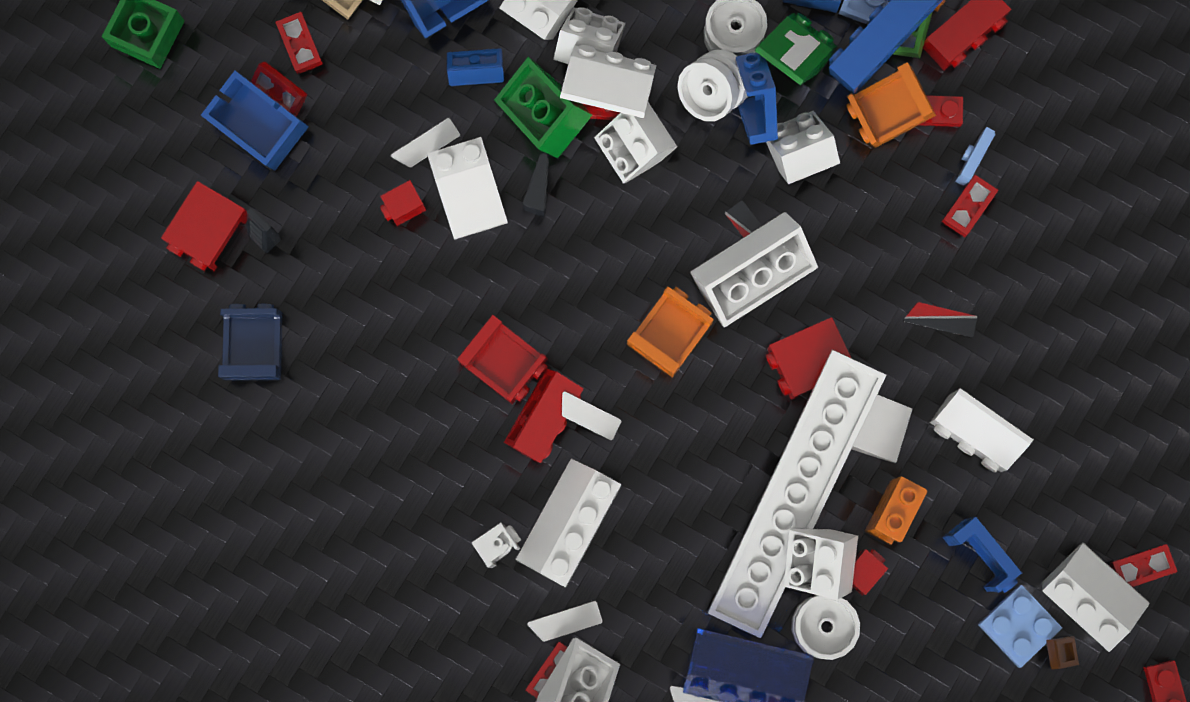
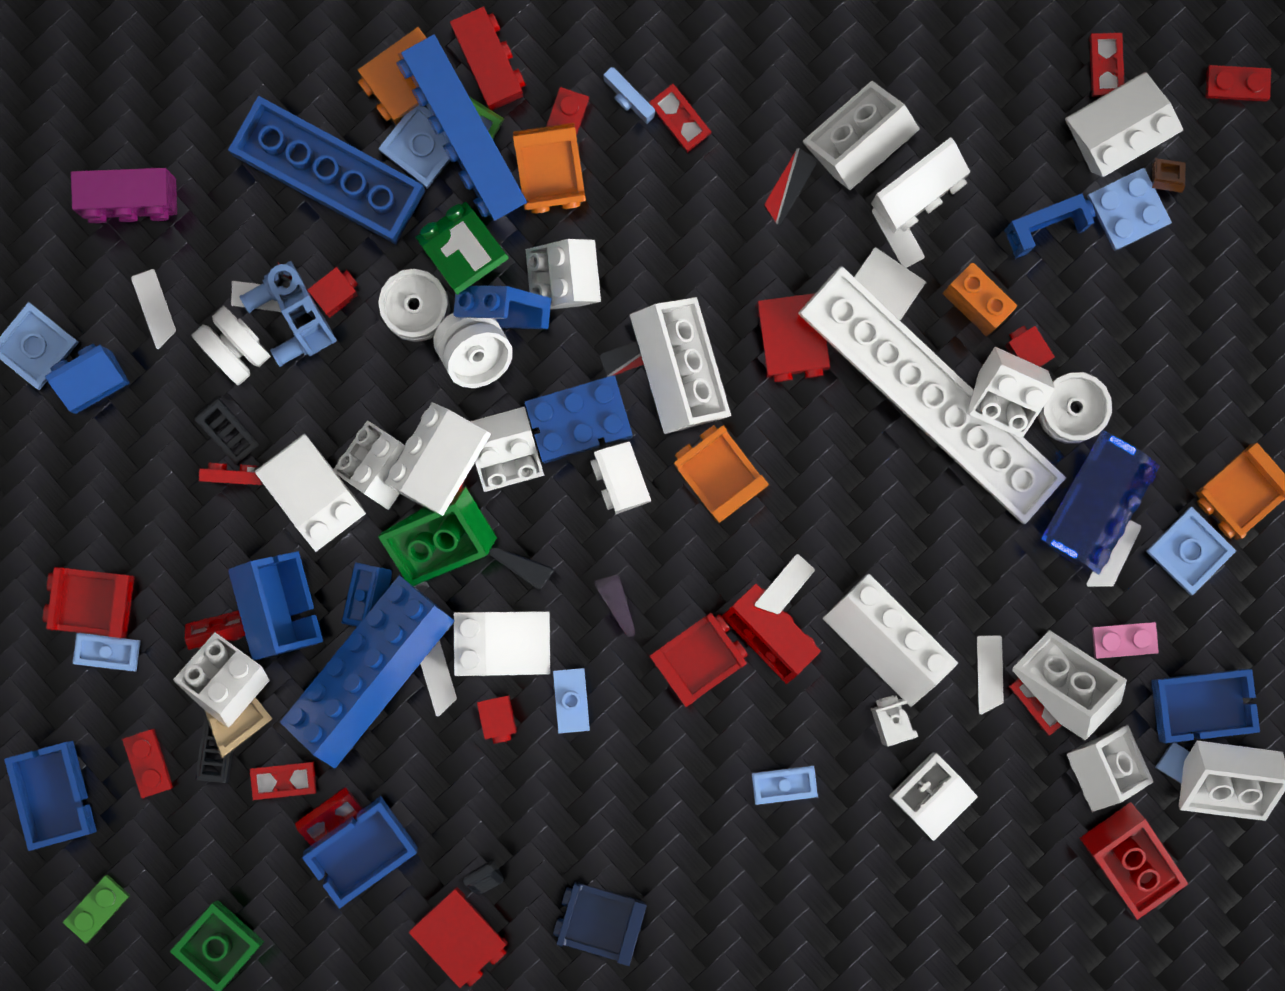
camera: 80 degrees left, 5 degrees up
(409, 80) = (366, 672): none -> blue brick
(415, 467) = (784, 785): none -> light blue plate
(436, 263) = (571, 700): none -> light blue plate
(441, 601) = (933, 795): none -> white slope
(534, 273) = (614, 596): none -> clear purple slope
(640, 244) = (621, 477): none -> white slope
(682, 193) = (577, 418): none -> blue piece
(923, 432) = (902, 243): none -> white sticker
(1007, 367) = (861, 134): none -> white slope

